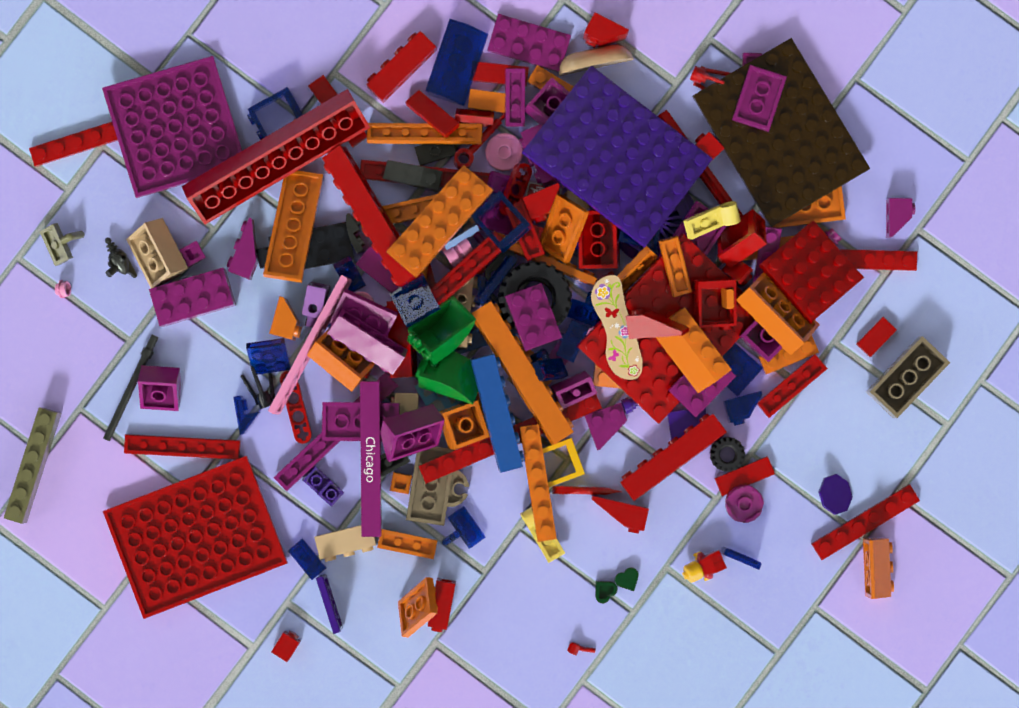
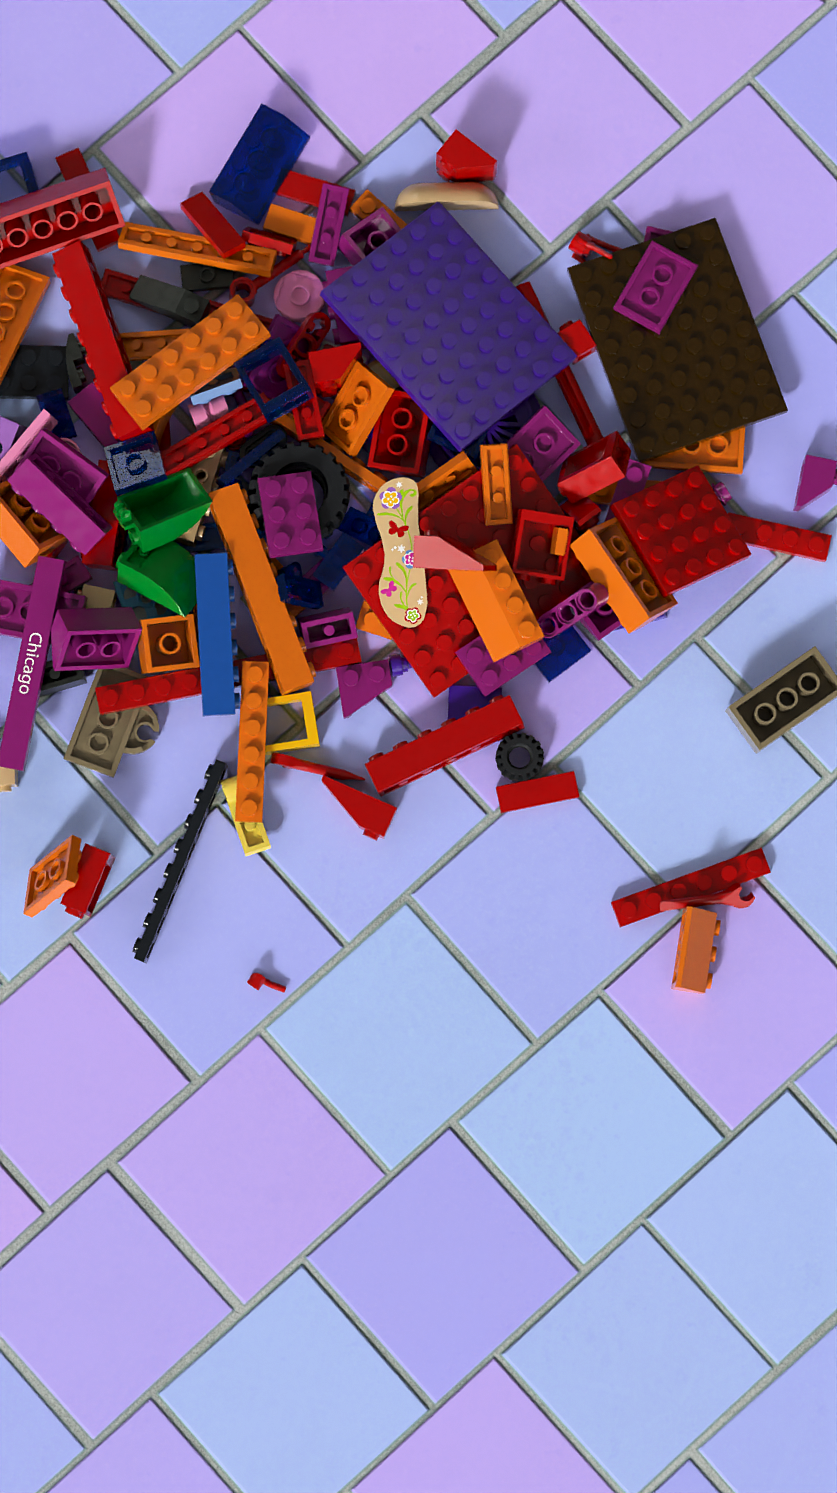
camera: 15 degrees right, 5 degrees down
(400, 483) = (67, 709): orange tile -> none
(401, 66) = (184, 156): red brick -> none
(407, 544) = (59, 792): orange plate -> none
(465, 528) = (141, 785): clear blue plate -> none
(500, 584) = (175, 871): none -> black plate
(528, 43) = (362, 159): magenta plate -> none
(604, 590) = (314, 910): dark green tile -> none
(627, 579) = (349, 900): dark green tile -> none
(704, 566) = (456, 902): piece -> none
(711, 219) = (558, 432): light yellow plate -> none
(740, 557) = (508, 898): clear blue tile -> none
(741, 407) = (550, 697): clear blue slope -> none
(744, 503) = (529, 828): magenta tile -> none
(751, 339) = (582, 607): none -> magenta beam
(784, 359) = (621, 643): orange plate -> none
(791, 386) = (625, 682): red plate -> none
(835, 494) = (656, 839): dark purple piece -> none
(876, 337) = (754, 639): red tile -> none
(893, 524) = (727, 897): none -> red piece

